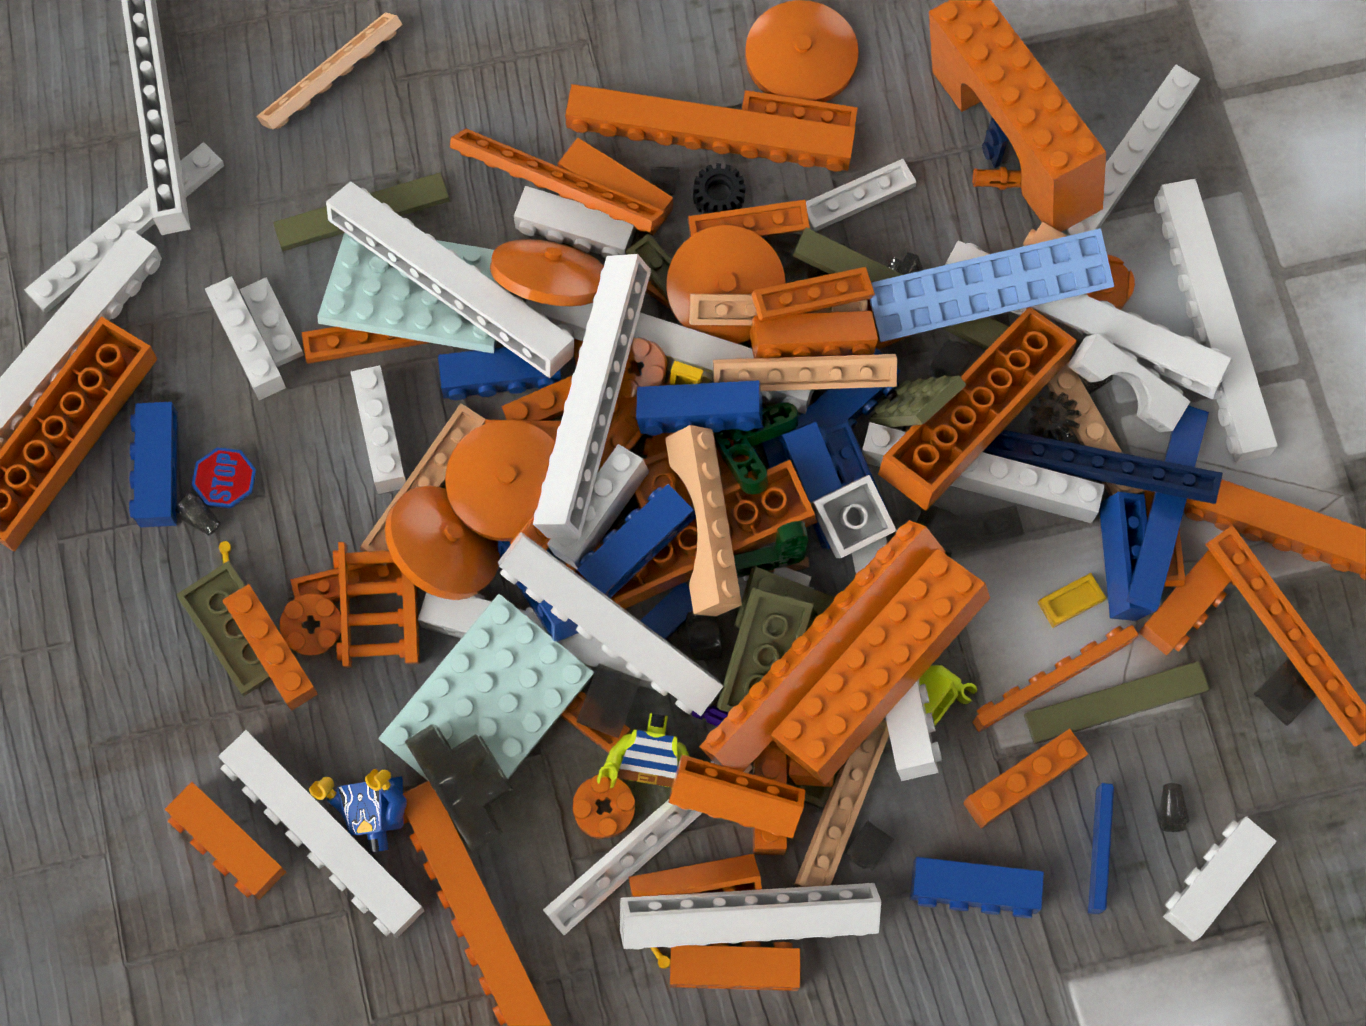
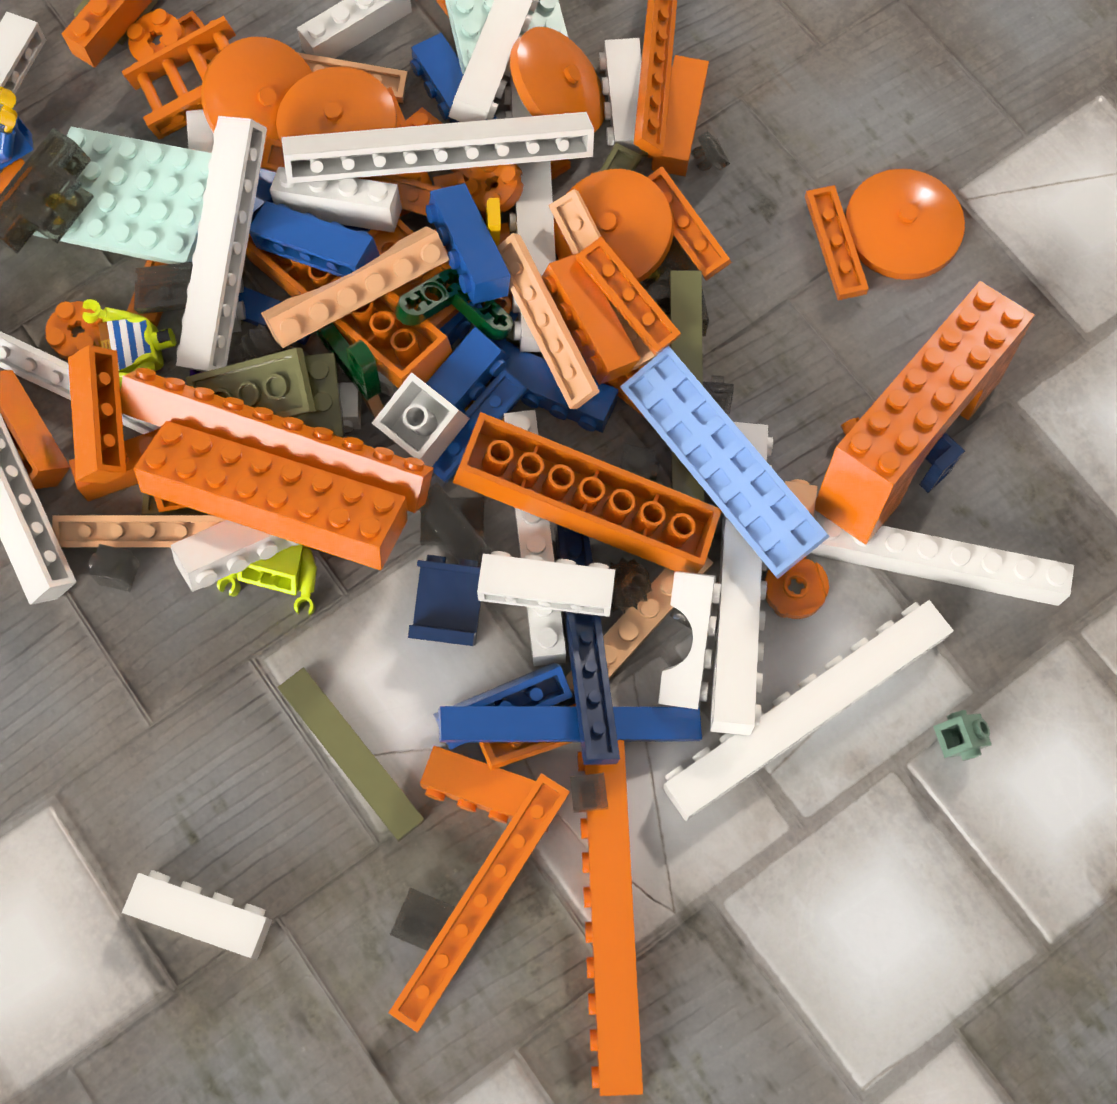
camera: 70 degrees right, 0 degrees up
(709, 128) = (781, 174): orange brick -> none
(718, 176) = (723, 189): black tyre -> none
(859, 195) = (777, 325): white plate -> none
(916, 401) = (559, 432): olive plate -> none
(976, 886) = (109, 681): blue brick -> none
(1016, 568) = (447, 602): none -> dark blue panel
(1025, 778) = (232, 687): orange brick -> none
(1046, 472) = (546, 584): none -> white brick
(1065, 670) = (340, 673): orange plate -> none
(1071, 600) = (441, 673): yellow tile -> none
(1101, 848) = (188, 786): blue tile -> none
(1173, 810) = (256, 845): clear smoke cone -> none
(1238, 510) = (588, 793): none -> clear smoke tile
(1285, 219) = (963, 735): none -> sand green brick

